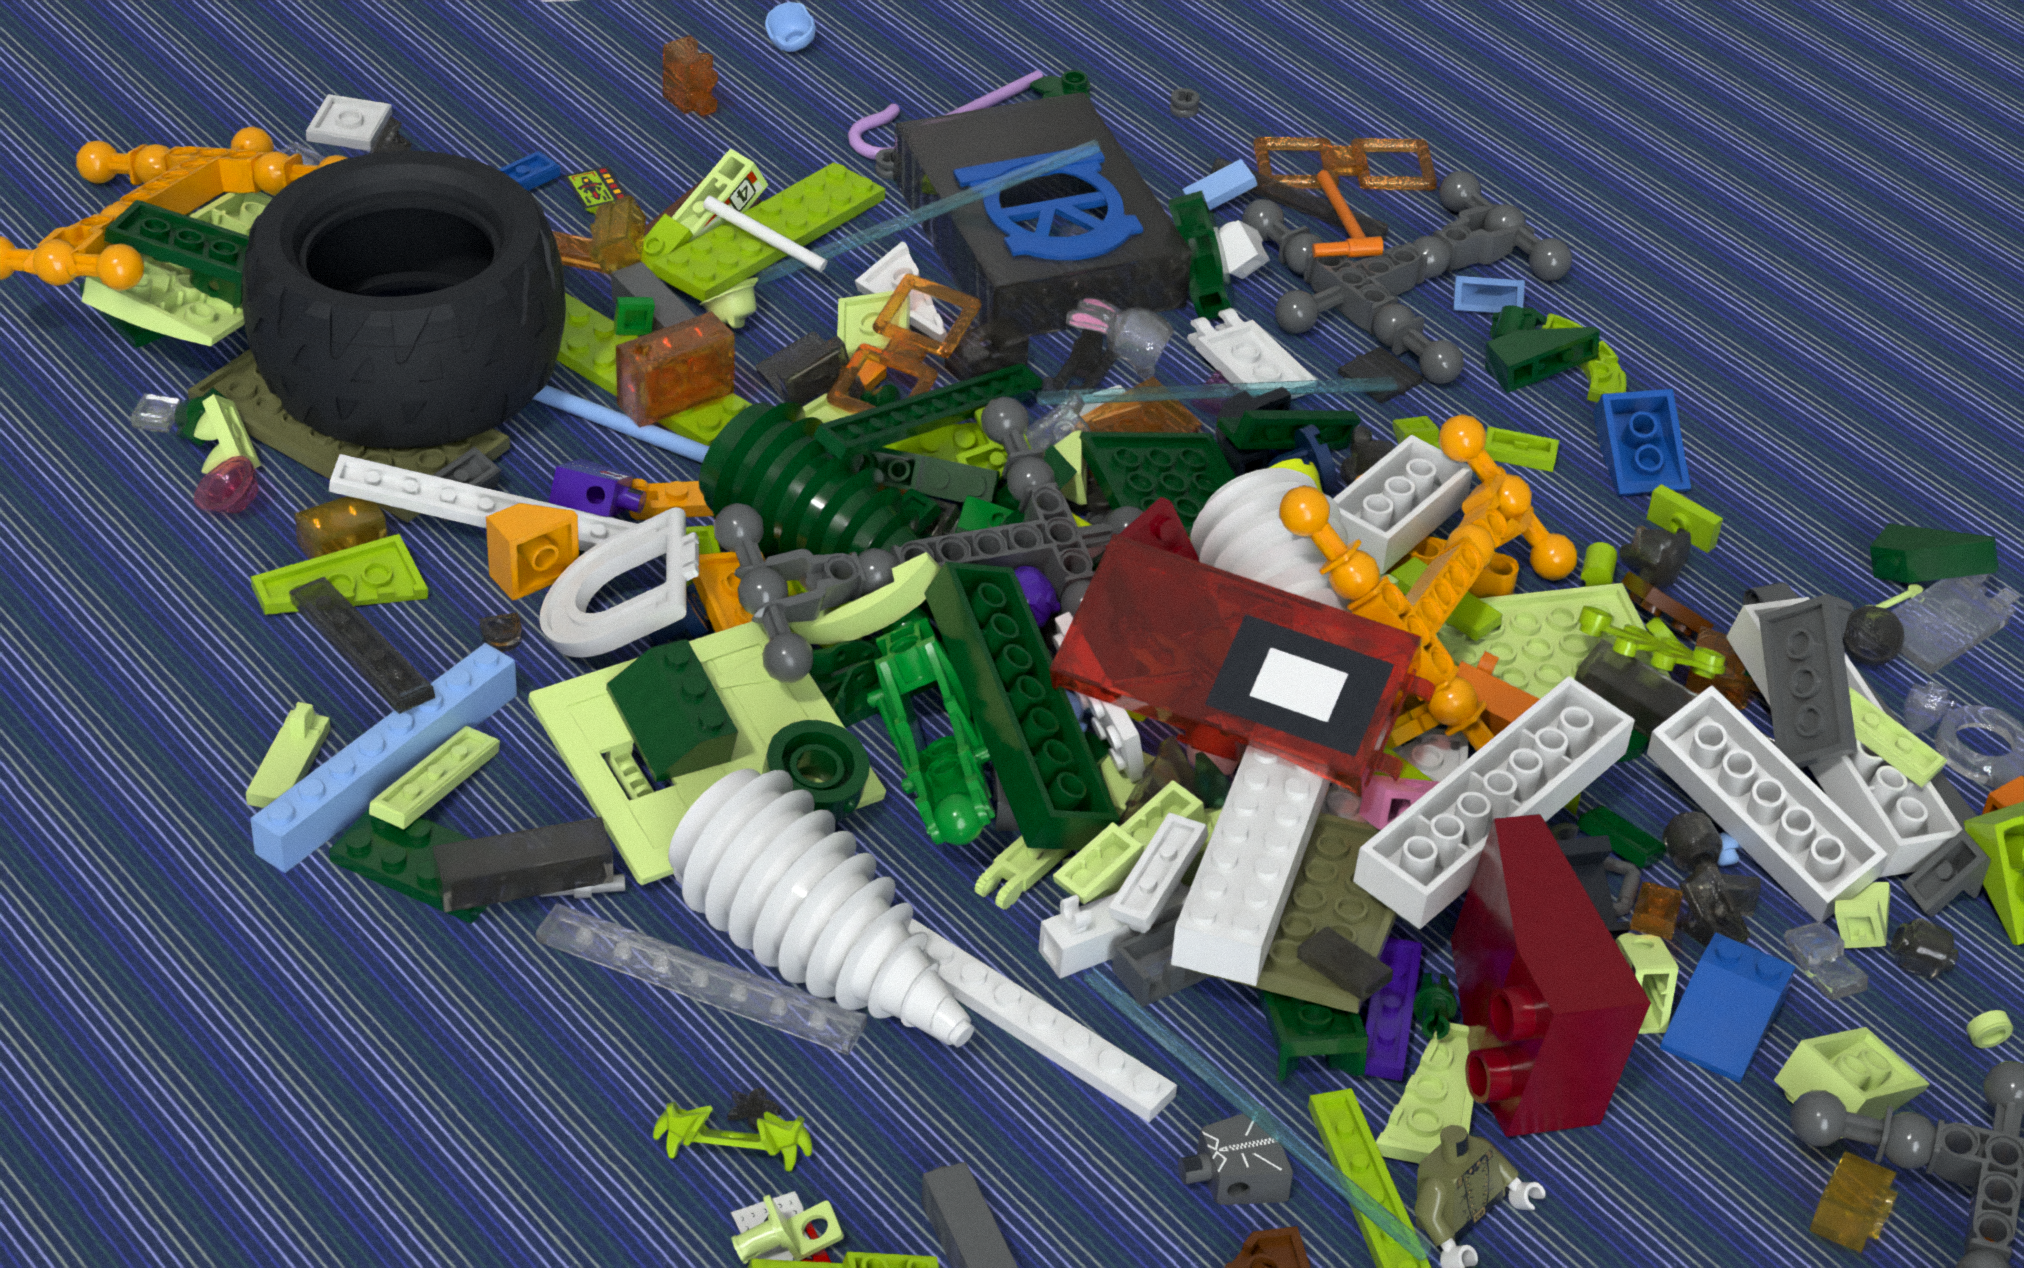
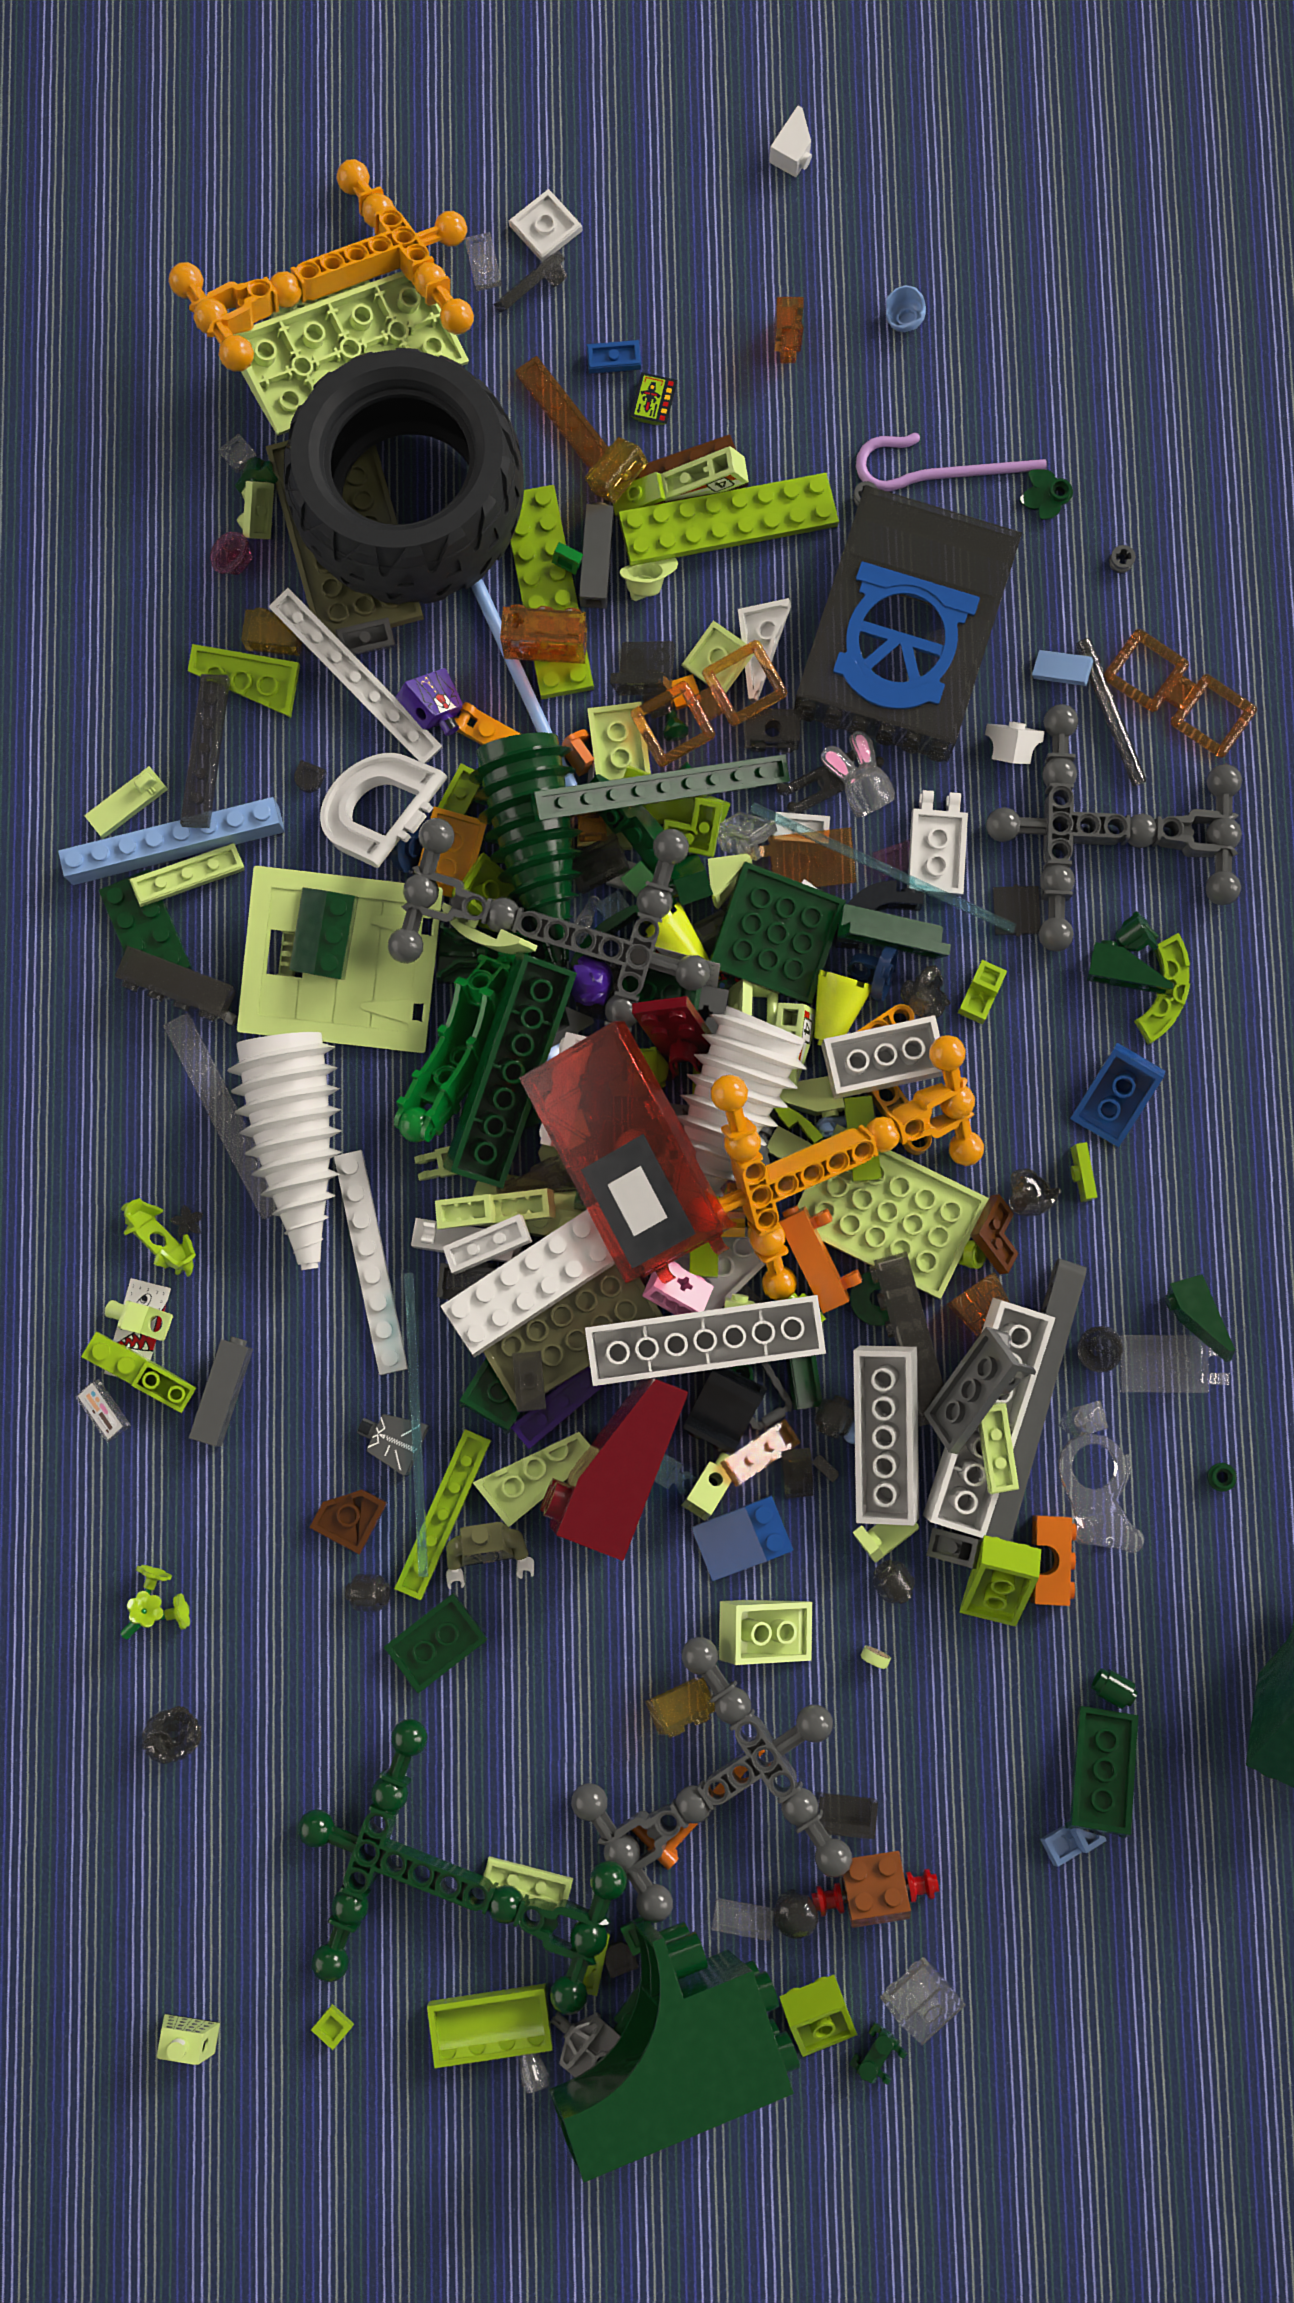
camera: 45 degrees right, 40 degrees up
(171, 237) = (299, 336): dark green plate -> none
(530, 547) = (354, 730): light orange slope -> none
(765, 233) = (707, 532): white bar -> none
(823, 752) = (349, 1029): dark green piece -> none
(926, 508) = (596, 855): dark green plate -> none
(934, 209) = (818, 592): clear light blue piece -> none
(1209, 272) = (976, 747): dark green arch -> none
(1358, 244) = (1089, 801): orange bar -> none
(1435, 1005) = (580, 1422): dark green arm -> none
(1486, 294) = (1154, 888): medium blue slope -> none
(1521, 449) = (1036, 1045): lime tile -> none
(1599, 564) = (991, 1172): lime piece -> none
(1665, 651) = (954, 1303): lime plant -> none
(1822, 959) = (835, 1543): clear slope -> none
(1912, 591) = (1132, 1321): yellowish green hinge -> none

